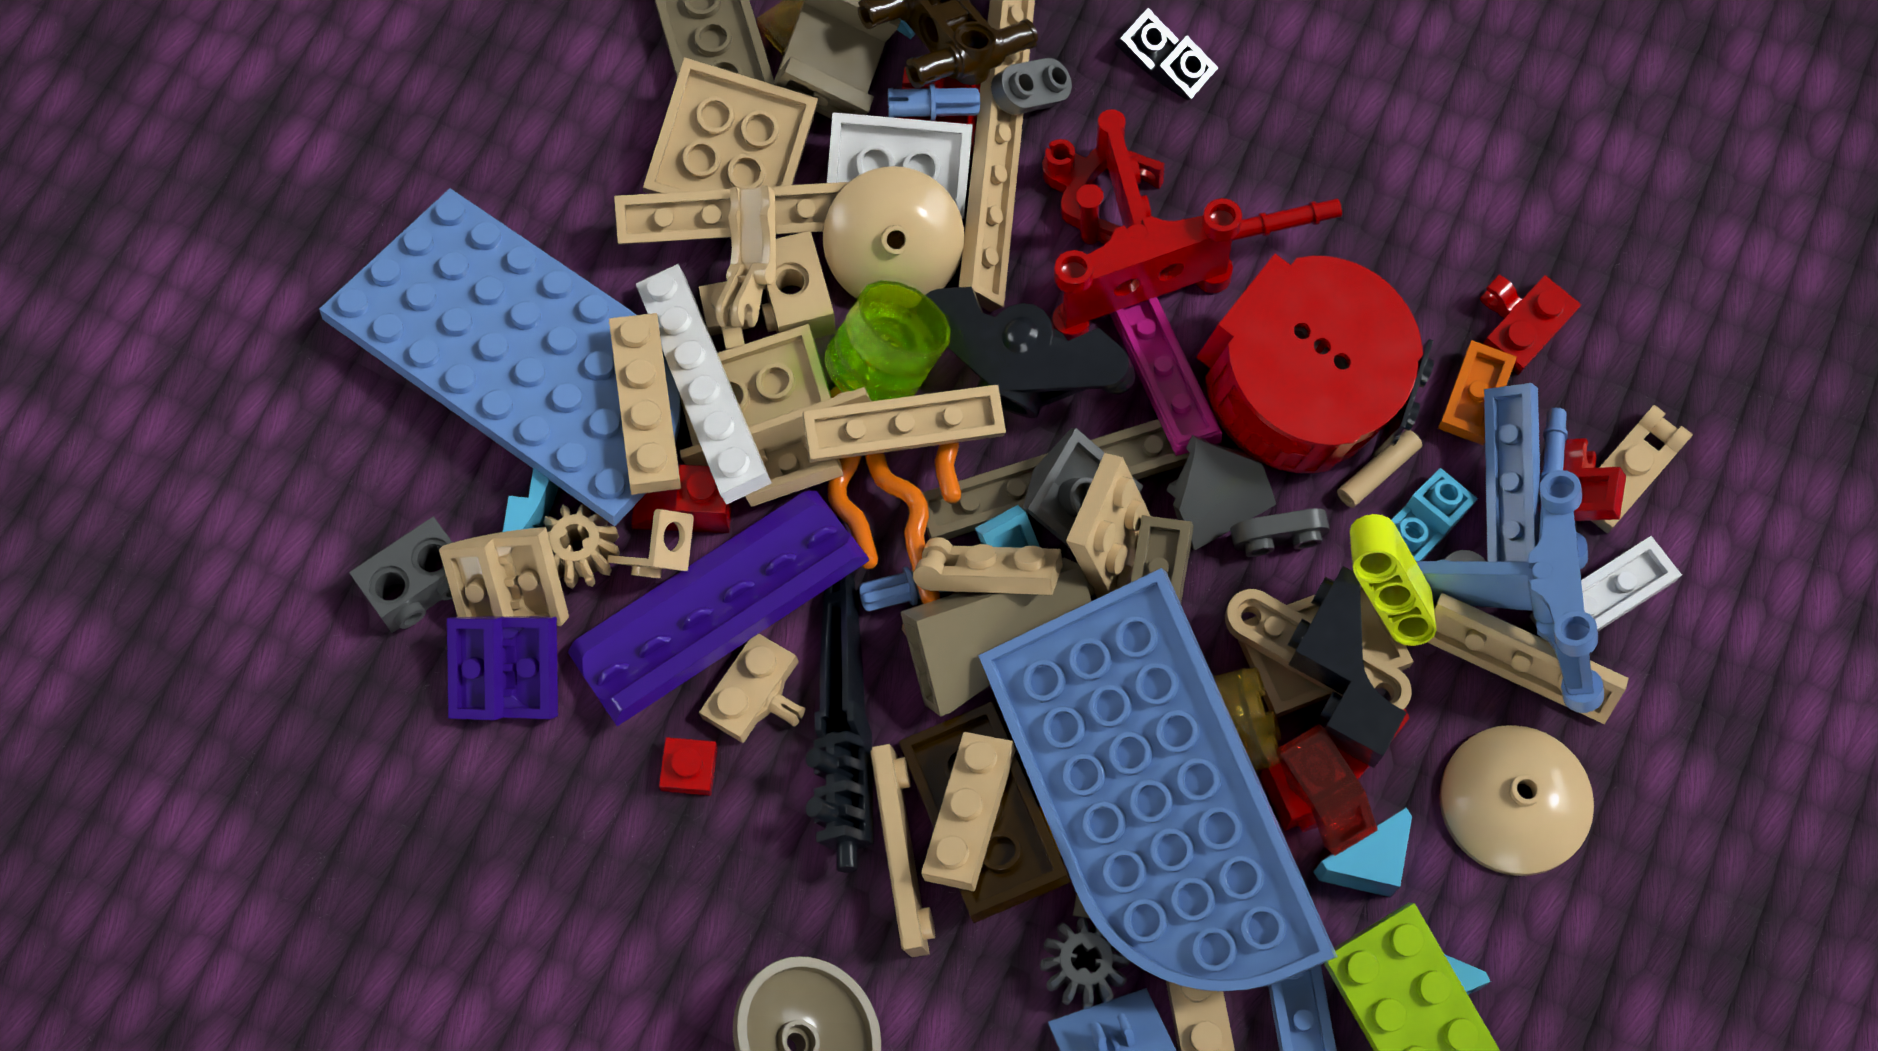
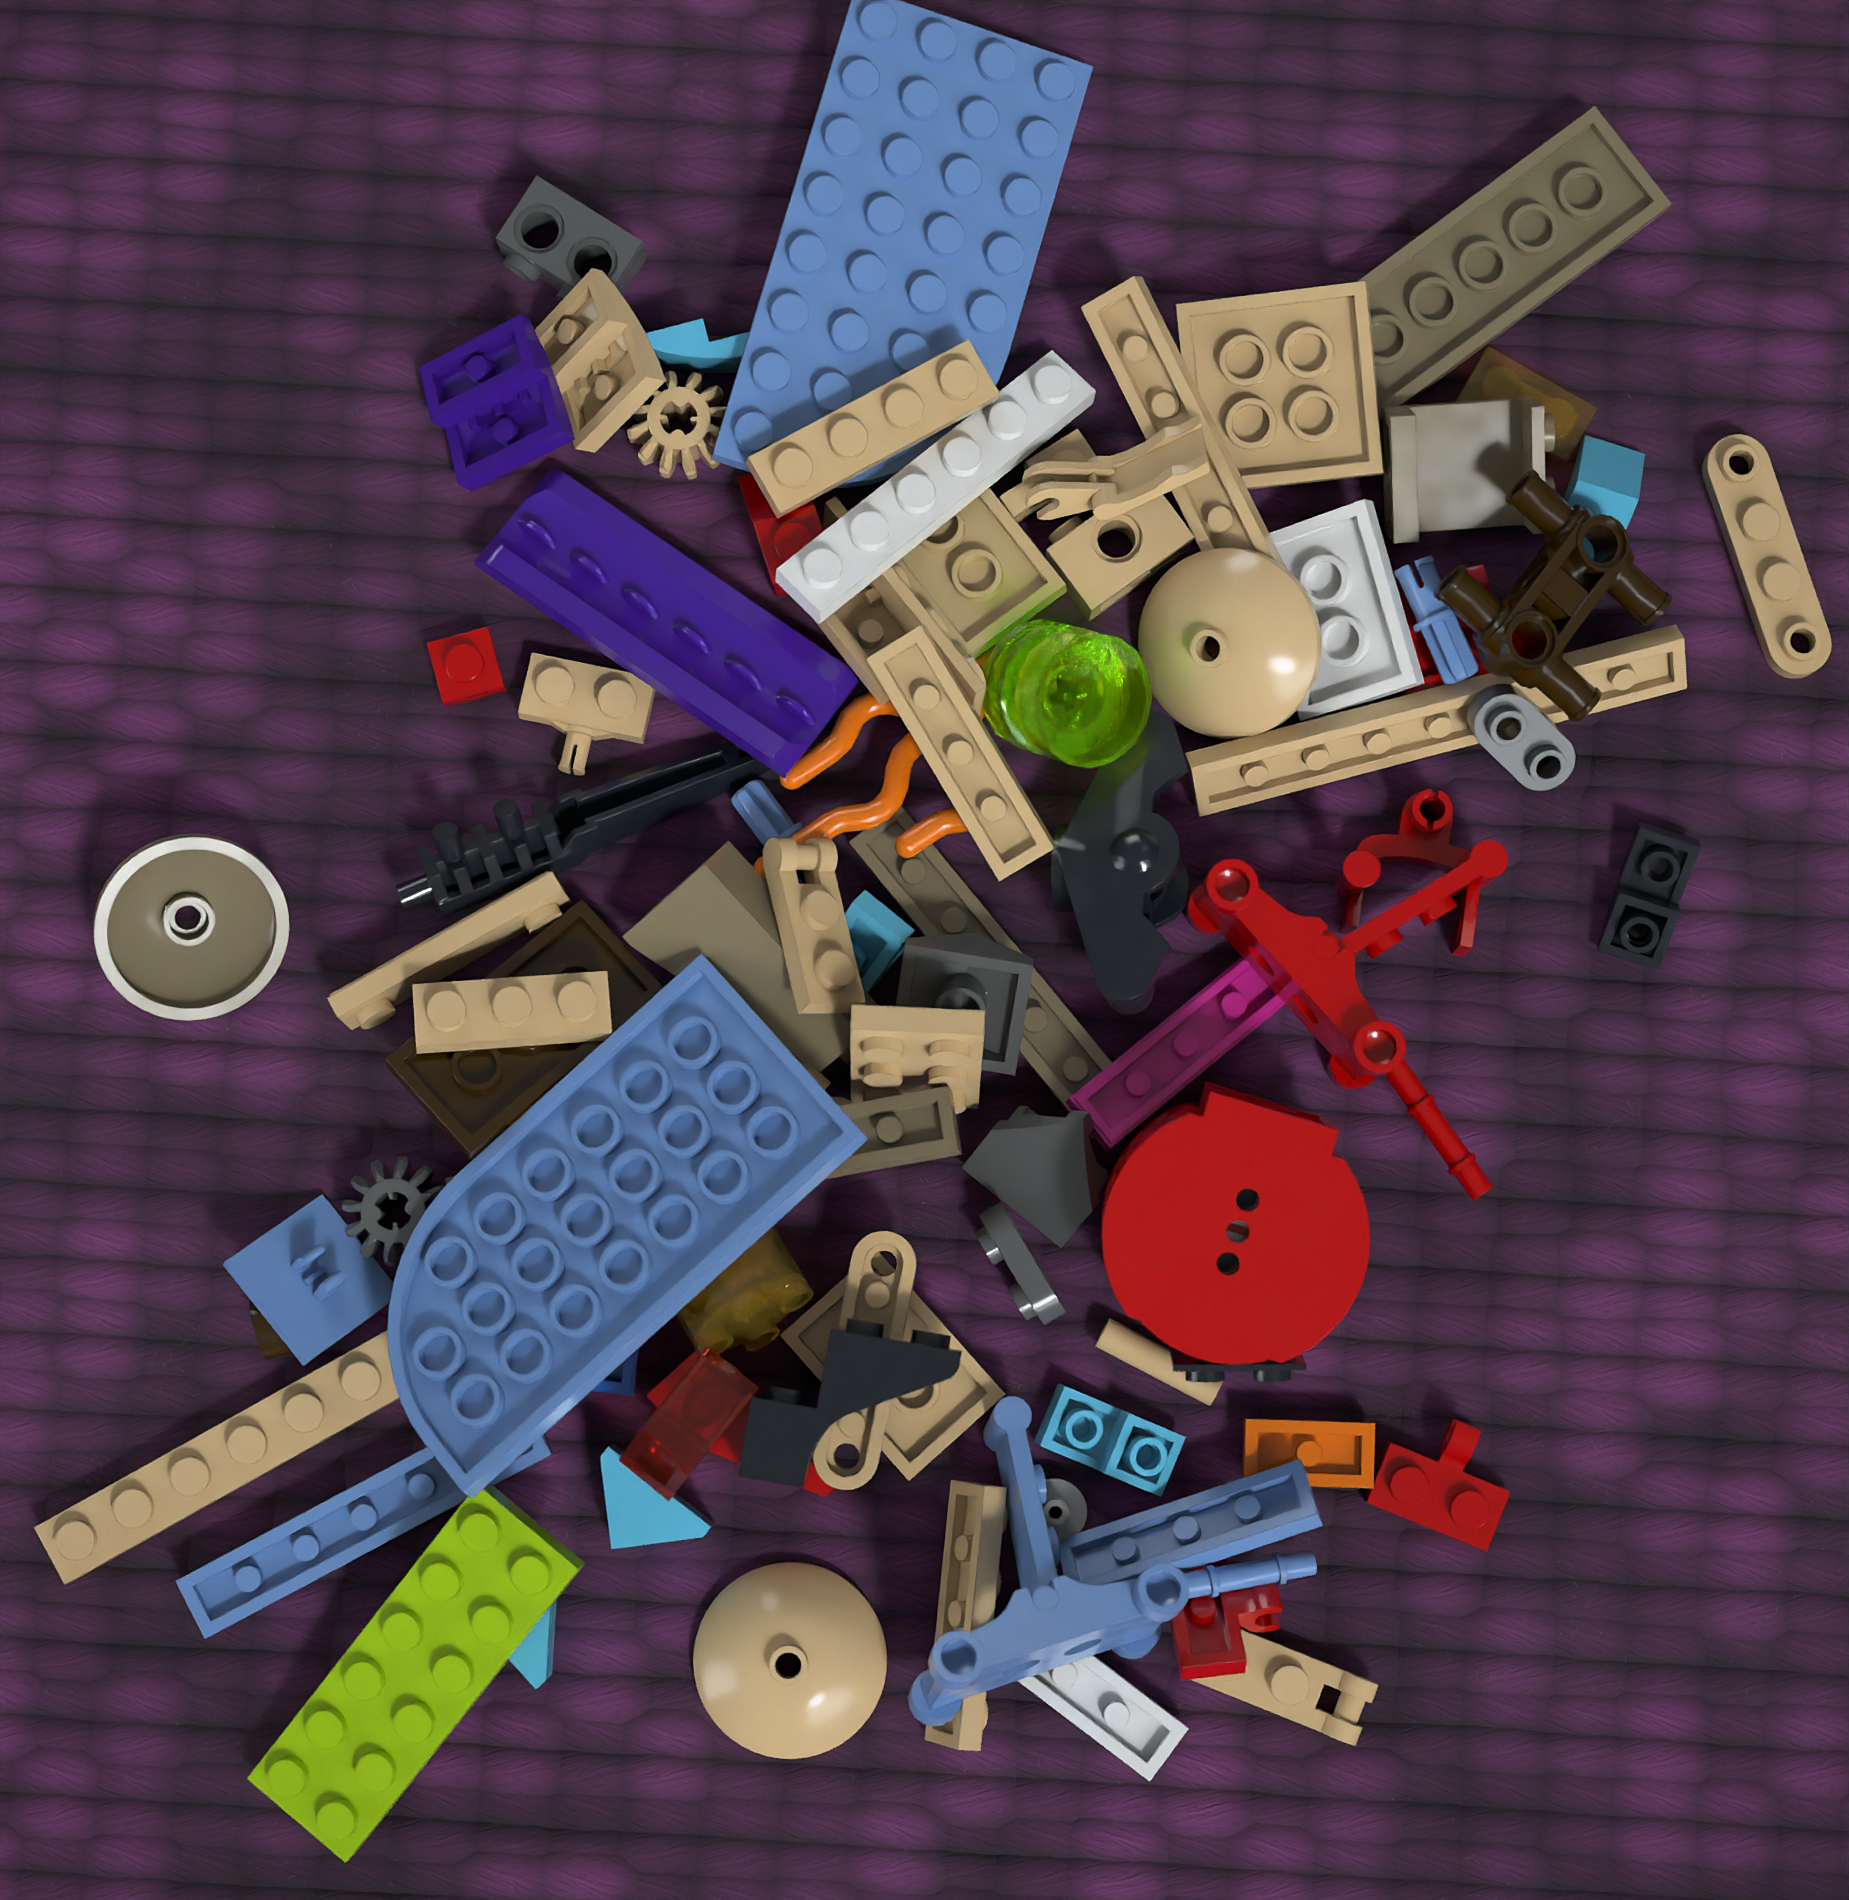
camera: 70 degrees right, 15 degrees up
(659, 555) = (685, 517): tan bracket -> none
(1392, 580) = (977, 1419): neon yellow beam -> none

